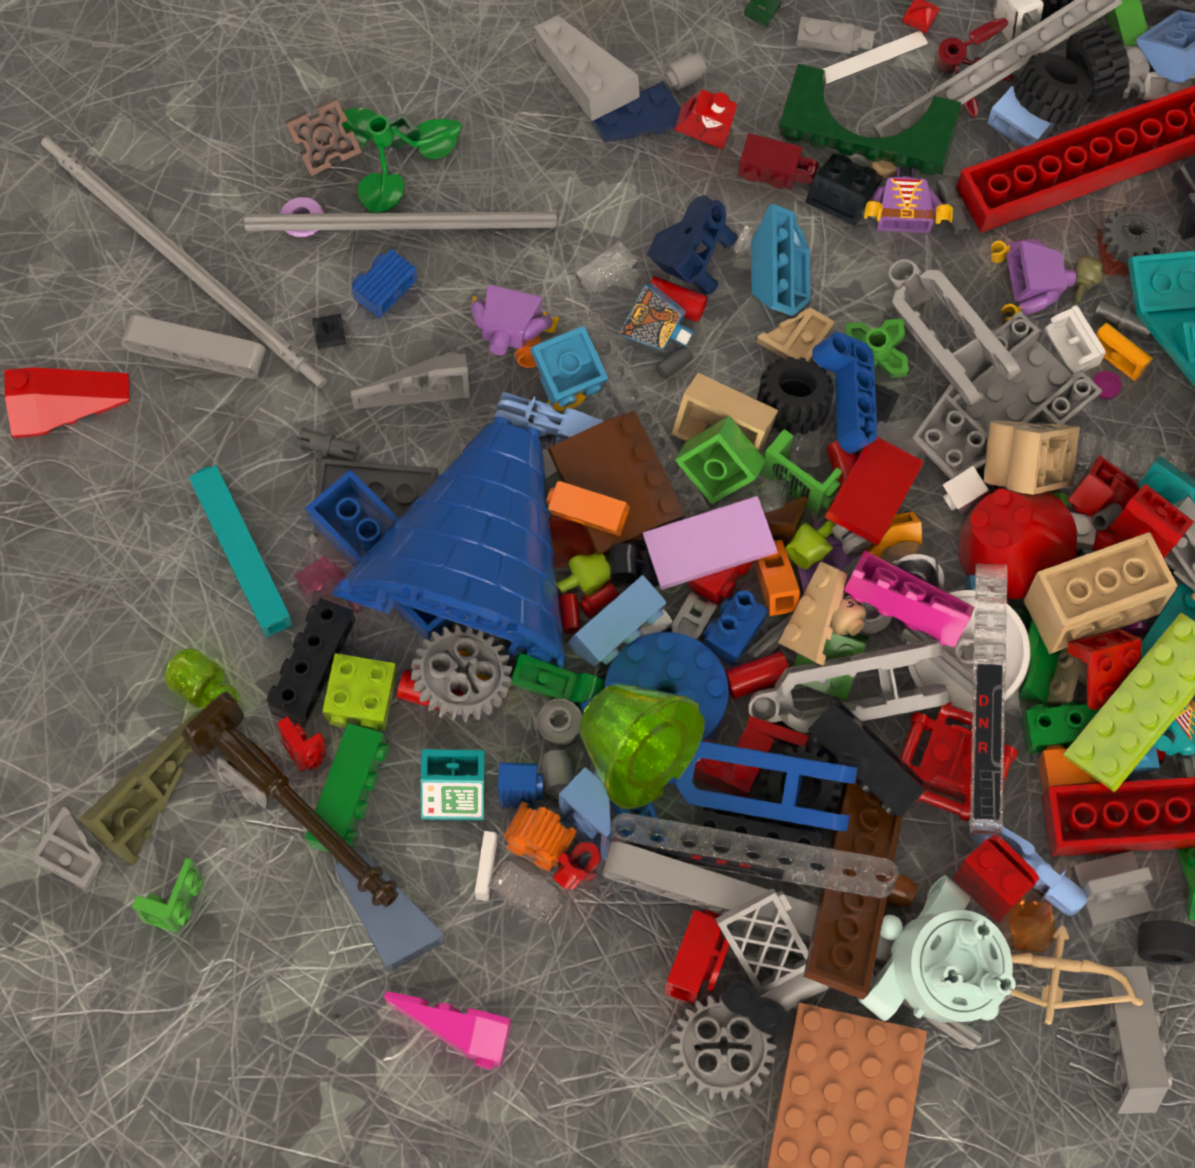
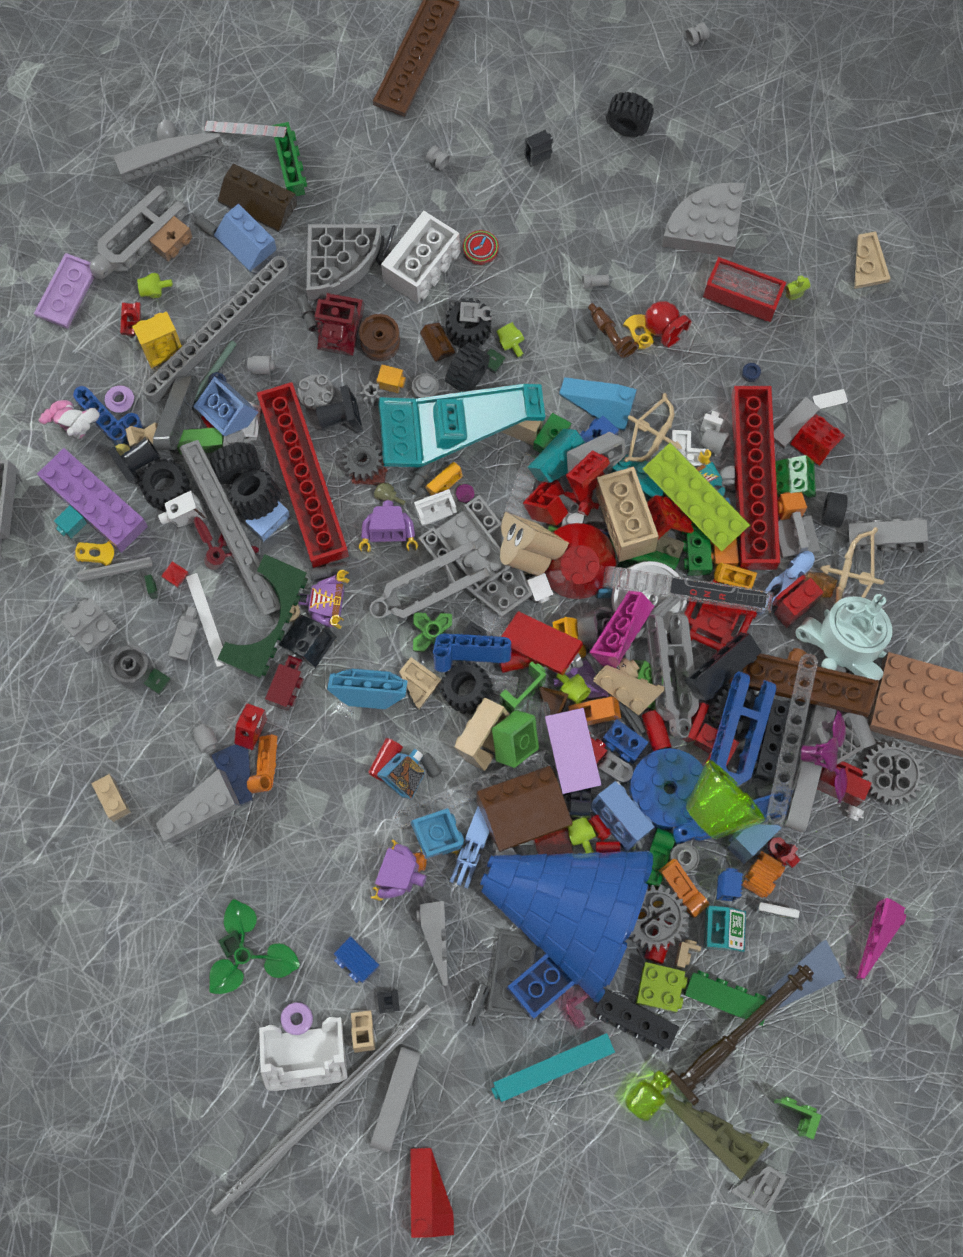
camera: 85 degrees left, 5 degrees up
(244, 254) = (303, 1059): none -> white windscreen
(278, 296) = (362, 1031): none -> tan brick
(304, 754) = (699, 1028): red bracket -> none
(323, 136) = (240, 998): reddish brown brick -> none
(390, 221) = (308, 949): light grey axle -> none
(410, 725) = (683, 956): none -> tan bracket
(512, 721) = (683, 886): none -> orange plate
(527, 895) = (798, 884): clear brick -> none
(556, 771) = (717, 861): light grey brick -> none
(587, 508) = (547, 827): orange brick -> none
(606, 269) = (355, 805): clear plate -> none
(653, 987) = (854, 812): none -> white plate
(654, 149) = (265, 765): none -> orange plate
(676, 246) = (349, 751): dark blue piece -> none
(728, 882) = (829, 754): none -> magenta plant
(746, 1002) = (876, 750): black brick -> none
(1026, 784) = (734, 575): none -> light orange brick
(1166, 869) = (790, 503): none -> orange brick

